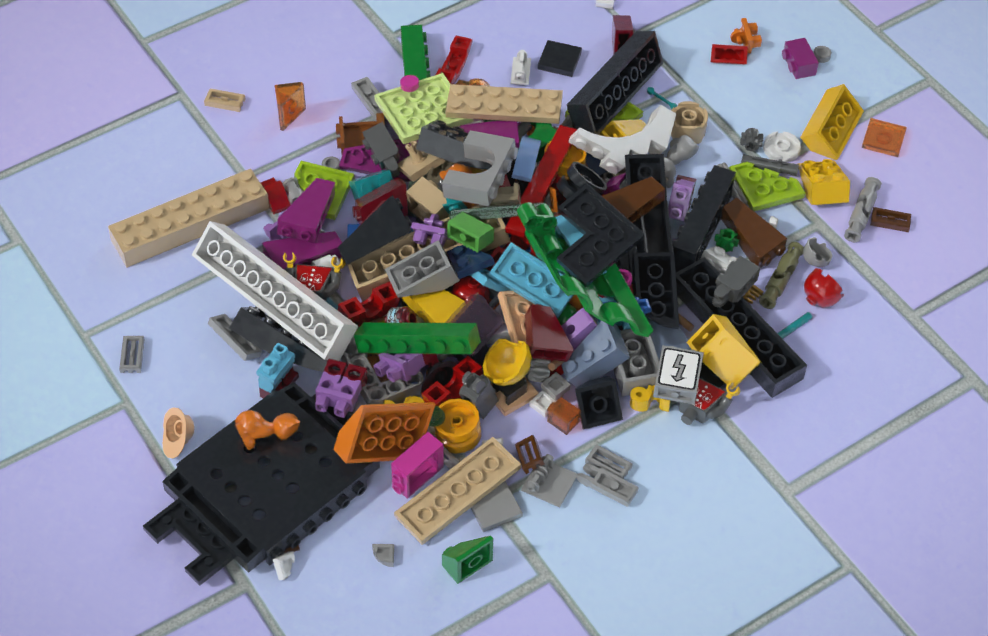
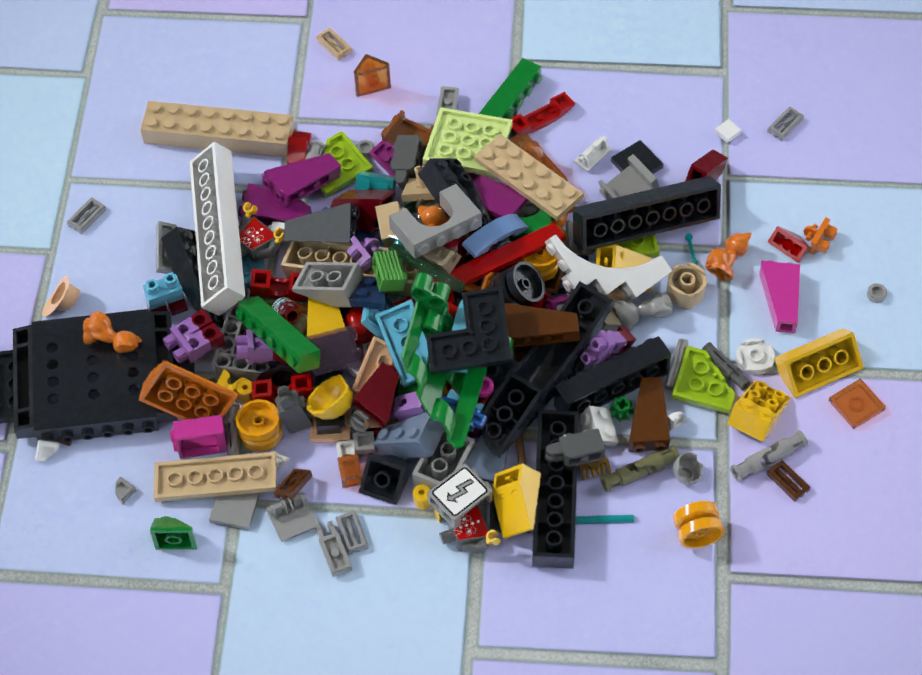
camera: 40 degrees right, 5 degrees up
(409, 83) = (474, 113): dark pink tile -> none
(438, 417) = (240, 406): clear green plate -> none
(573, 71) = (631, 180): none -> light grey panel
(696, 89) = (721, 260): none -> orange animal
(751, 139) = (730, 333): dark grey gear -> none
(760, 90) = (781, 291): none -> dark pink slope
(800, 58) = (848, 285): magenta brick -> none
(822, 290) = (657, 503): red cylinder -> none
(867, 285) = (698, 524): none -> light orange wheel

